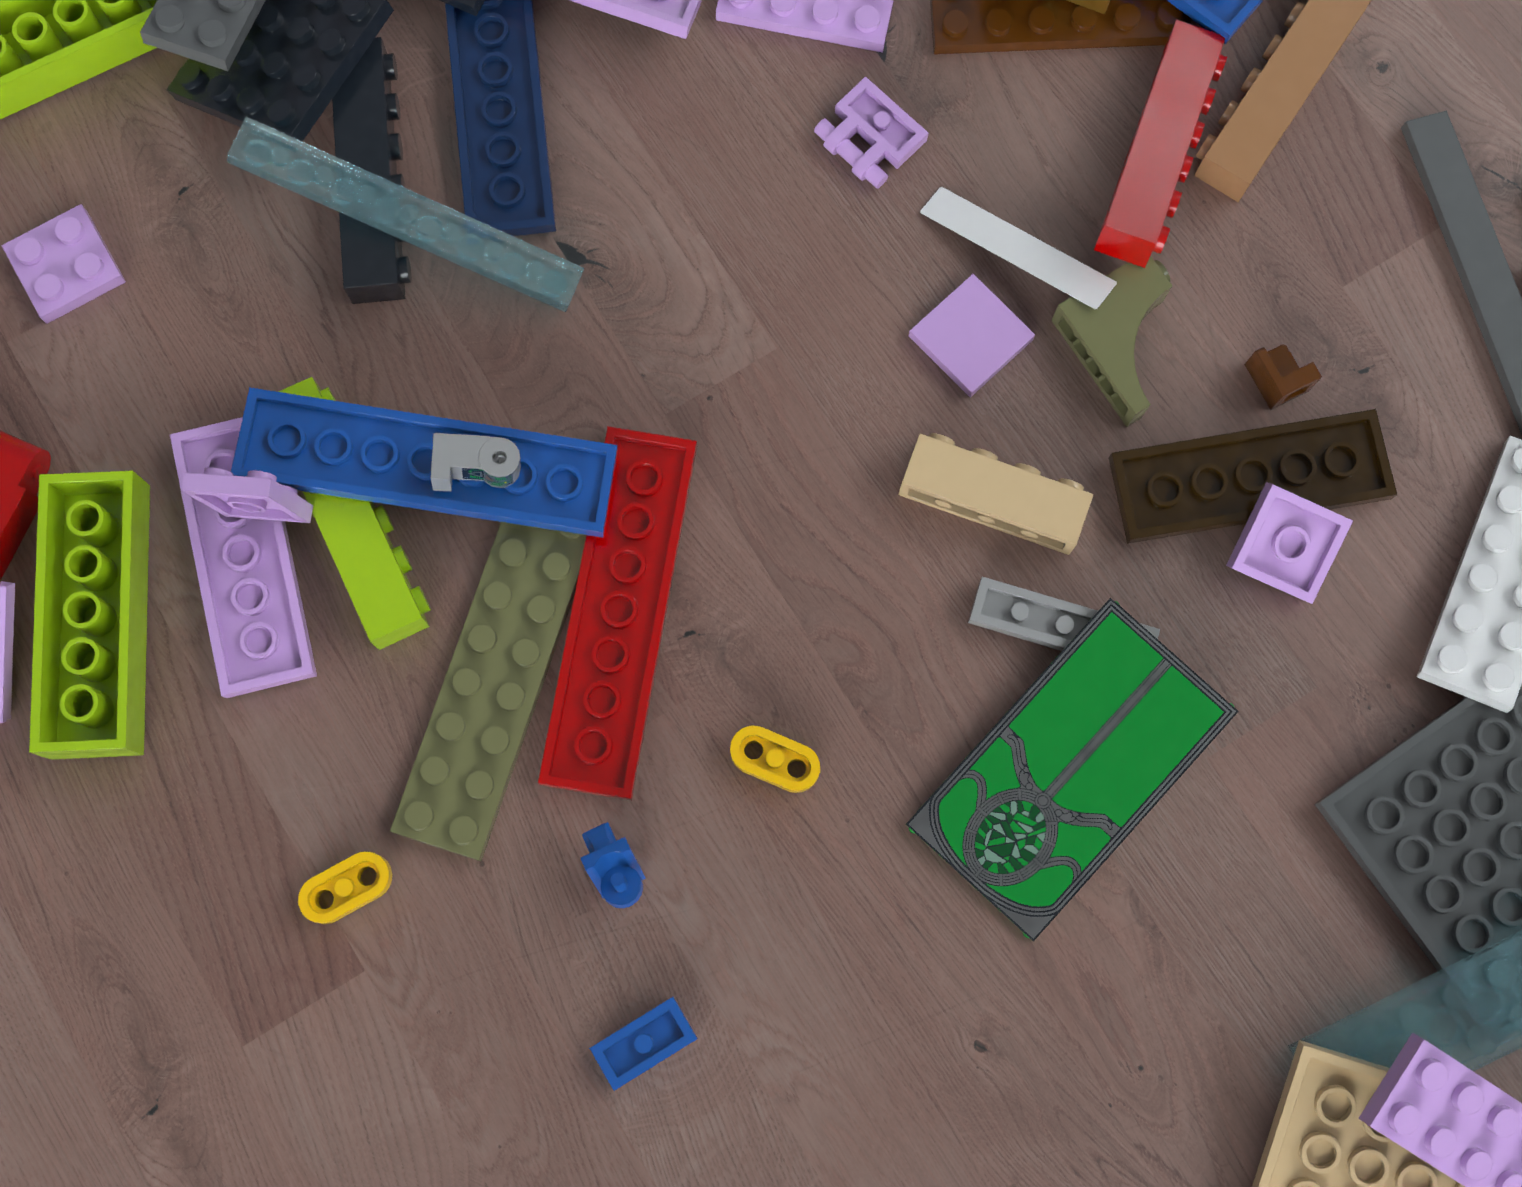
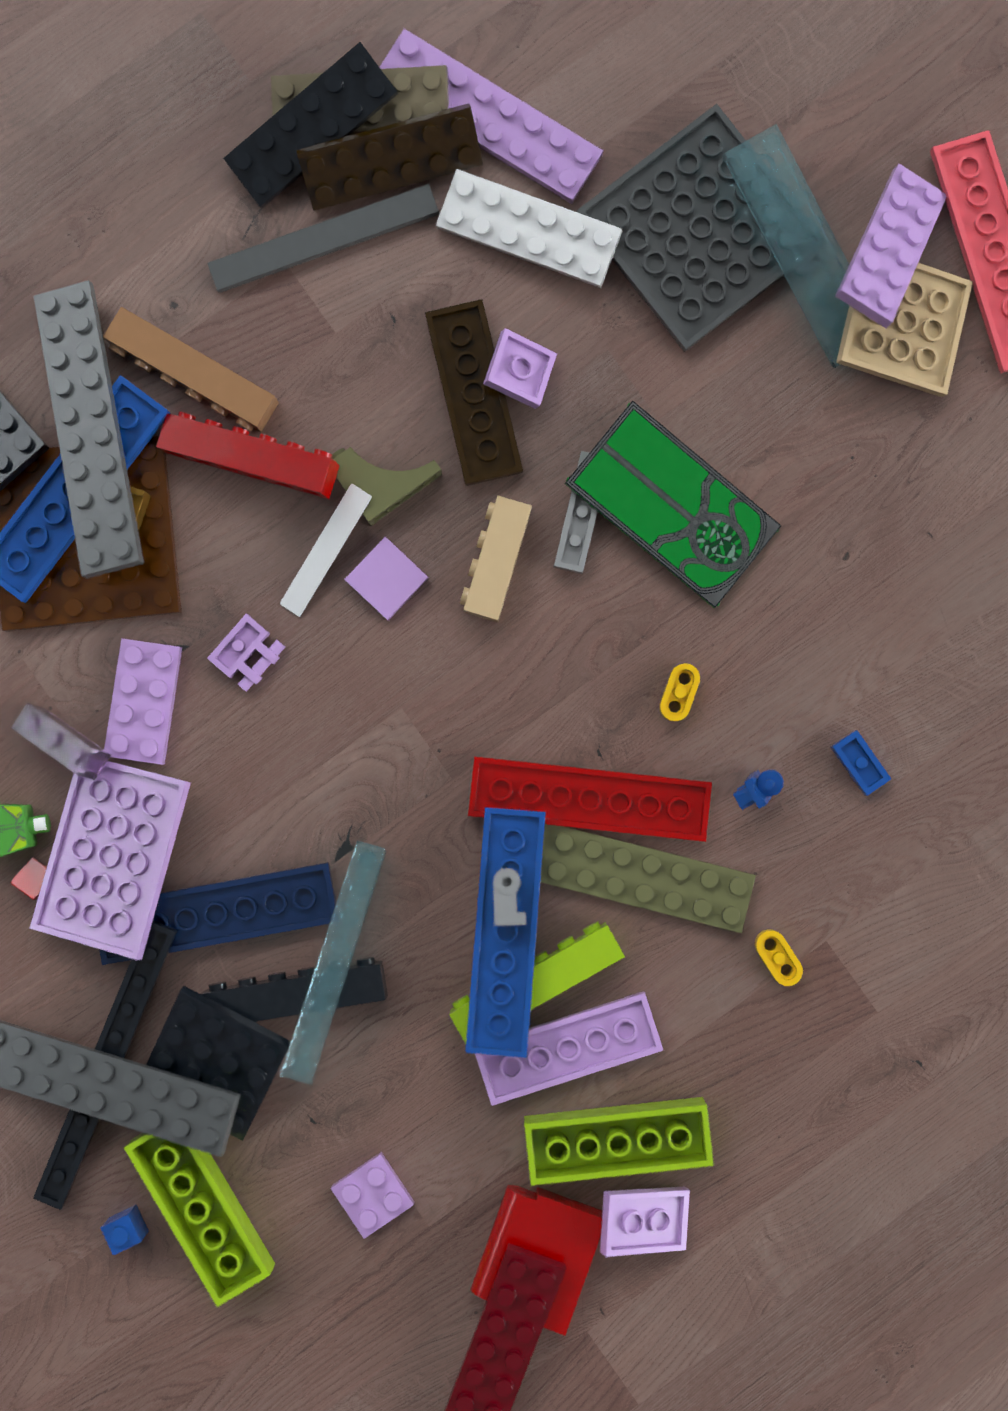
camera: 90 degrees left, 10 degrees up
(247, 497) = (539, 1044): lavender plate -> none
(1280, 376) = (402, 374): reddish brown panel -> none

